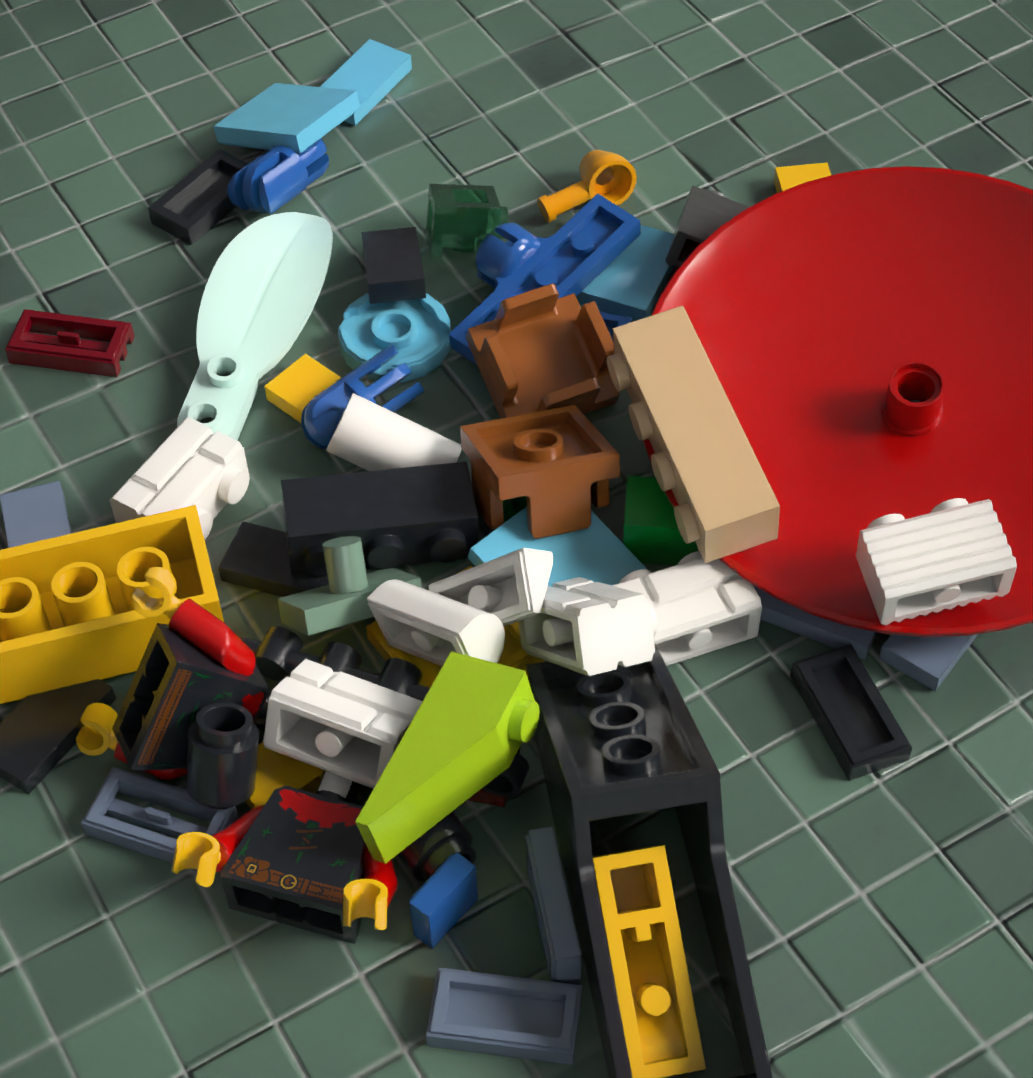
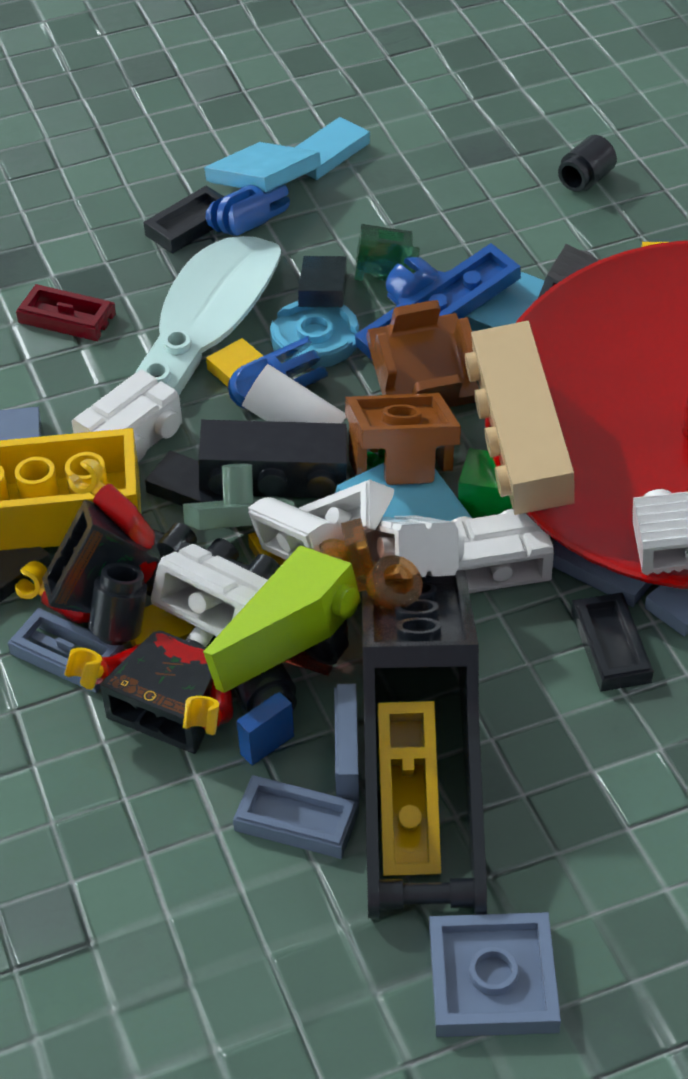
camera: 10 degrees right, 5 degrees down
(518, 648) = (352, 549): none -> clear orange tile
(579, 674) = (391, 576): none -> clear orange piece
(600, 174) = (510, 241): light orange bar -> none
(688, 71) = (587, 163): none -> black brick

